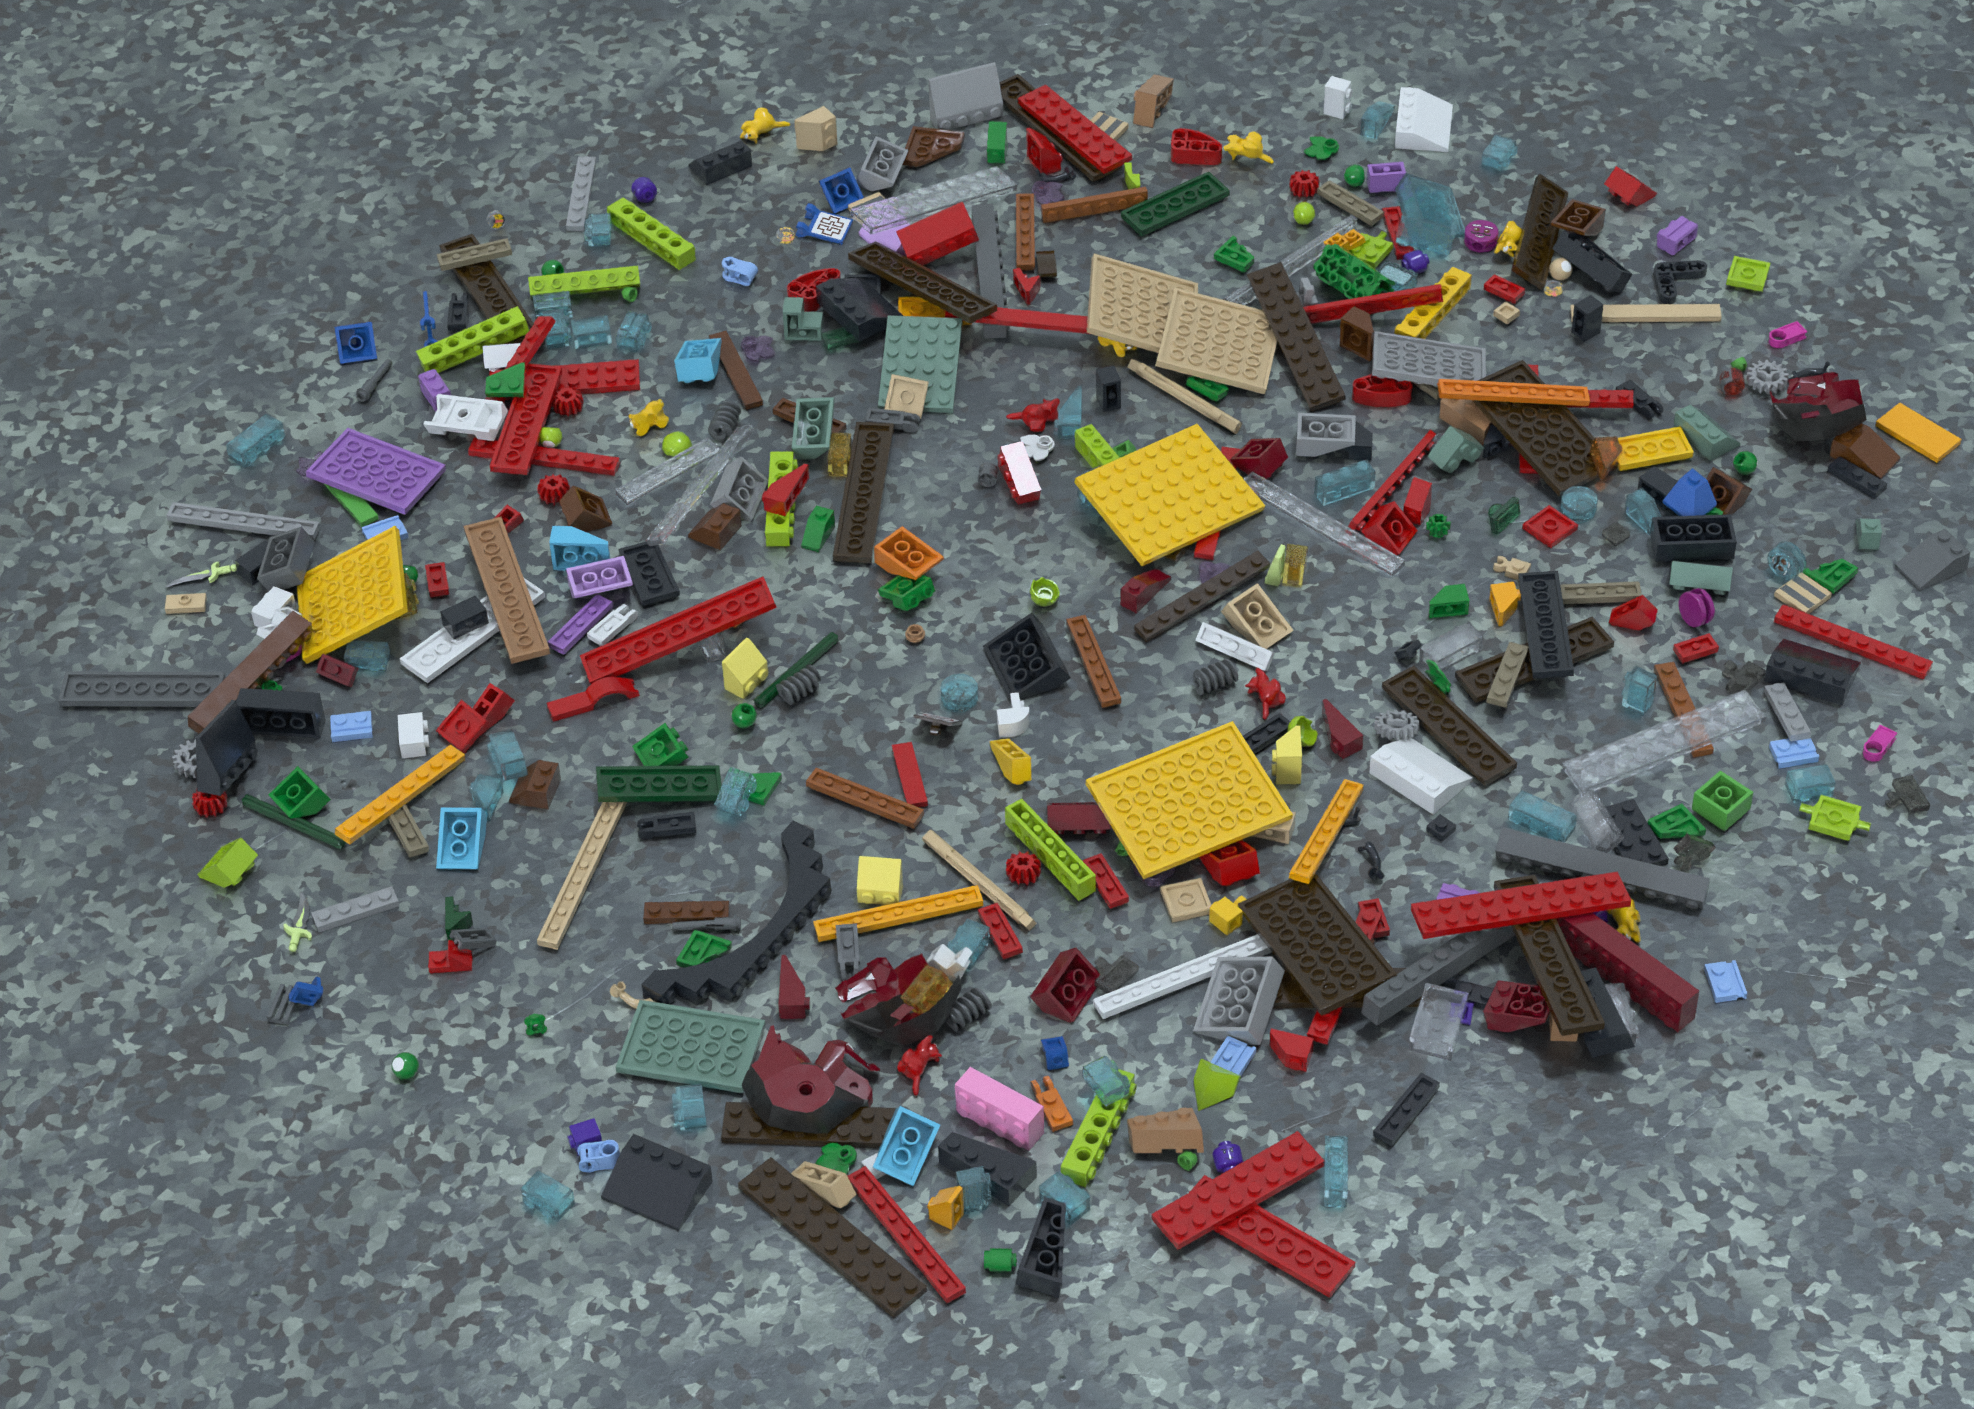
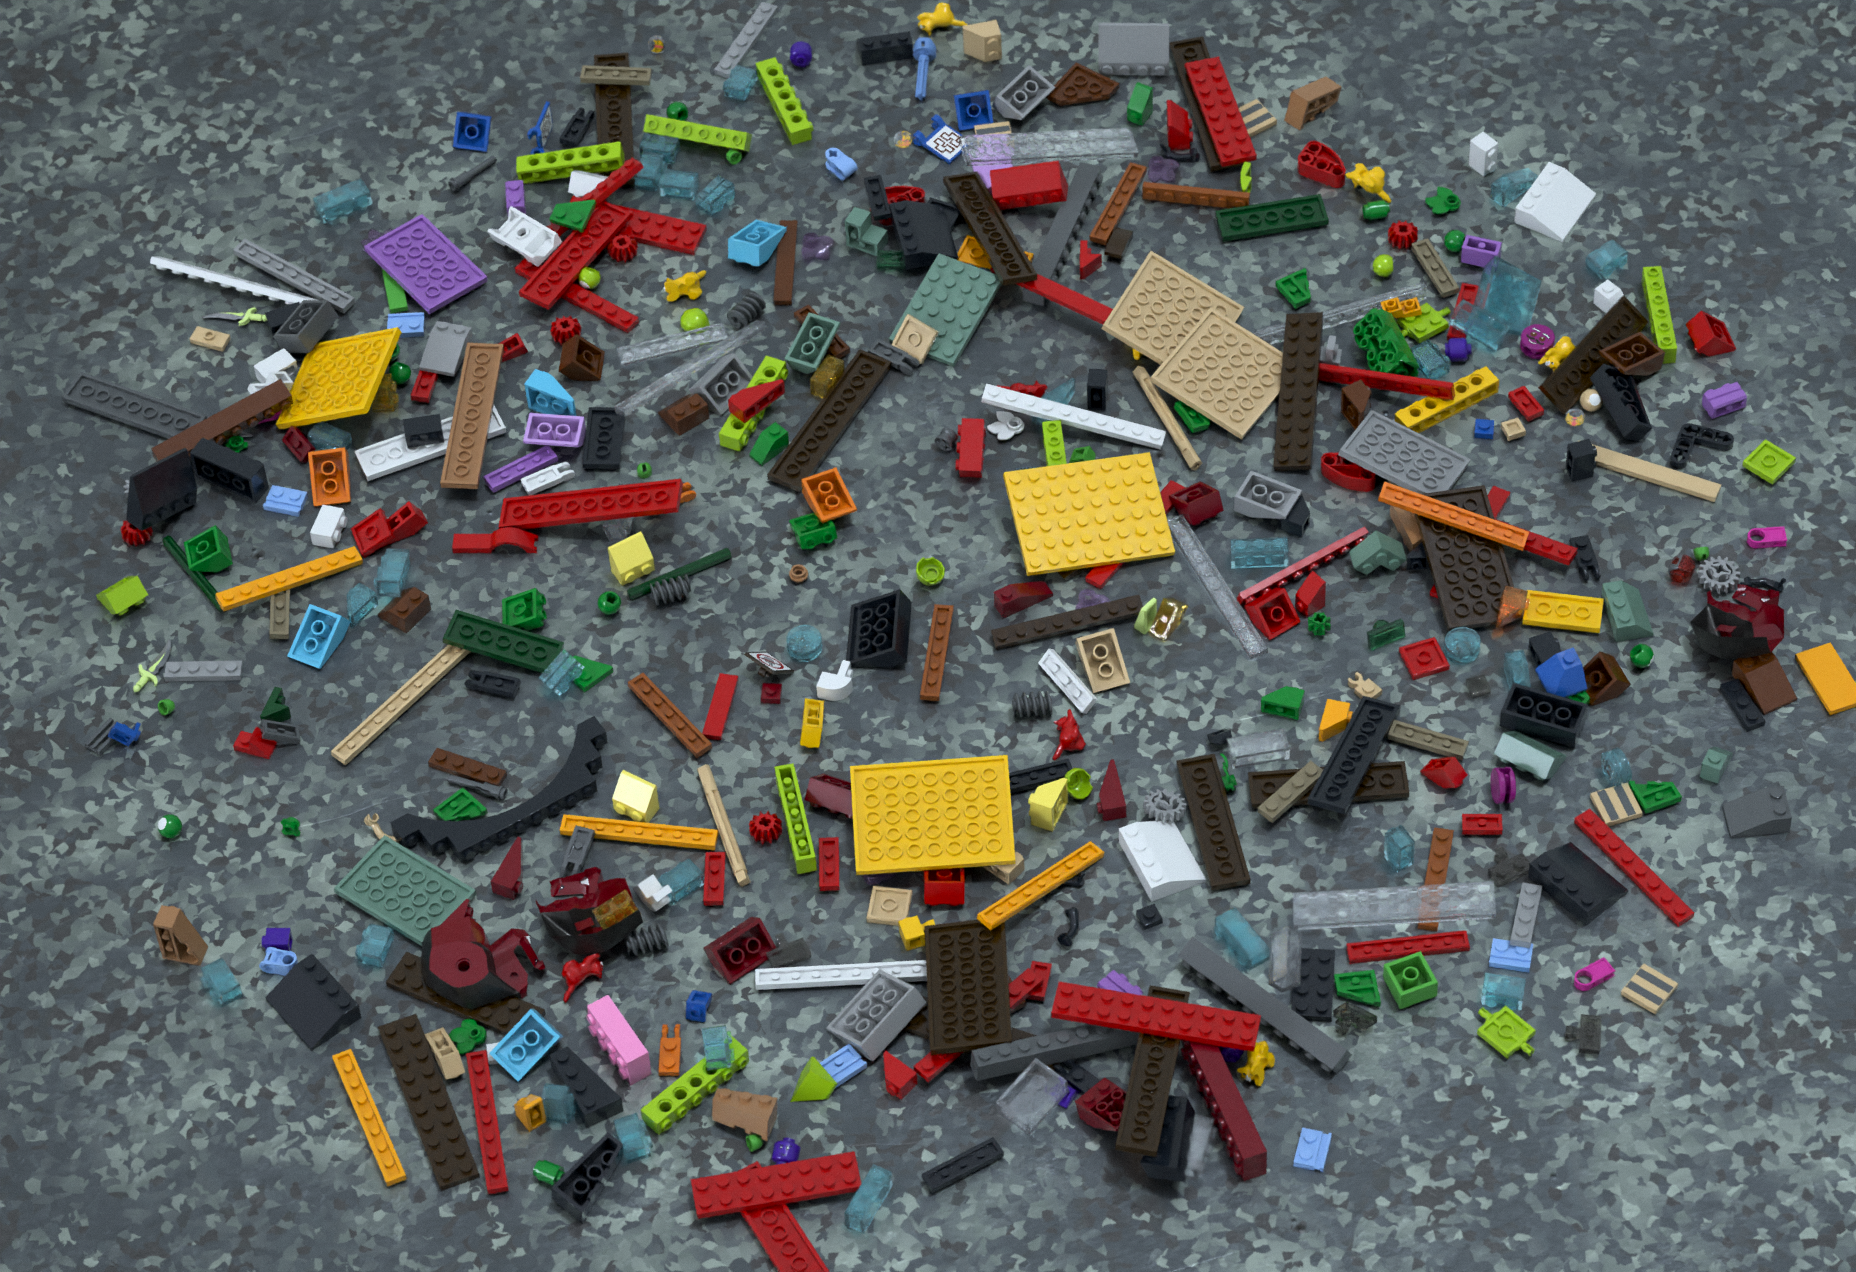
camera: 25 degrees right, 5 degrees up
(175, 545) = (227, 280): none -> white plate
(333, 952) = (166, 706): none -> bright green hinge
(387, 689) = (330, 476): none -> orange slope
(442, 538) = (445, 348): none -> light grey slope
(481, 1165) = (178, 937): none -> medium nougat wedge
(703, 592) = (647, 473): none -> bright green hinge
(765, 159) = (924, 56): none -> medium blue piece
(780, 1272) = (369, 1117): none -> light orange plate
(798, 285) = (877, 198): none -> black plate
(952, 747) = (771, 693): none -> dark red plate
(1100, 417) = (1073, 416): none -> white plate
(1266, 170) = (1375, 210): none -> green brick
(1479, 321) = (1484, 428): none -> blue plate
(1521, 182) = (1606, 295): none -> white slope
(1572, 178) = (1659, 312): none -> lime brick
(1695, 775) = (1404, 946): none -> red tile
(1935, 739) = (1649, 989): none -> tan tile

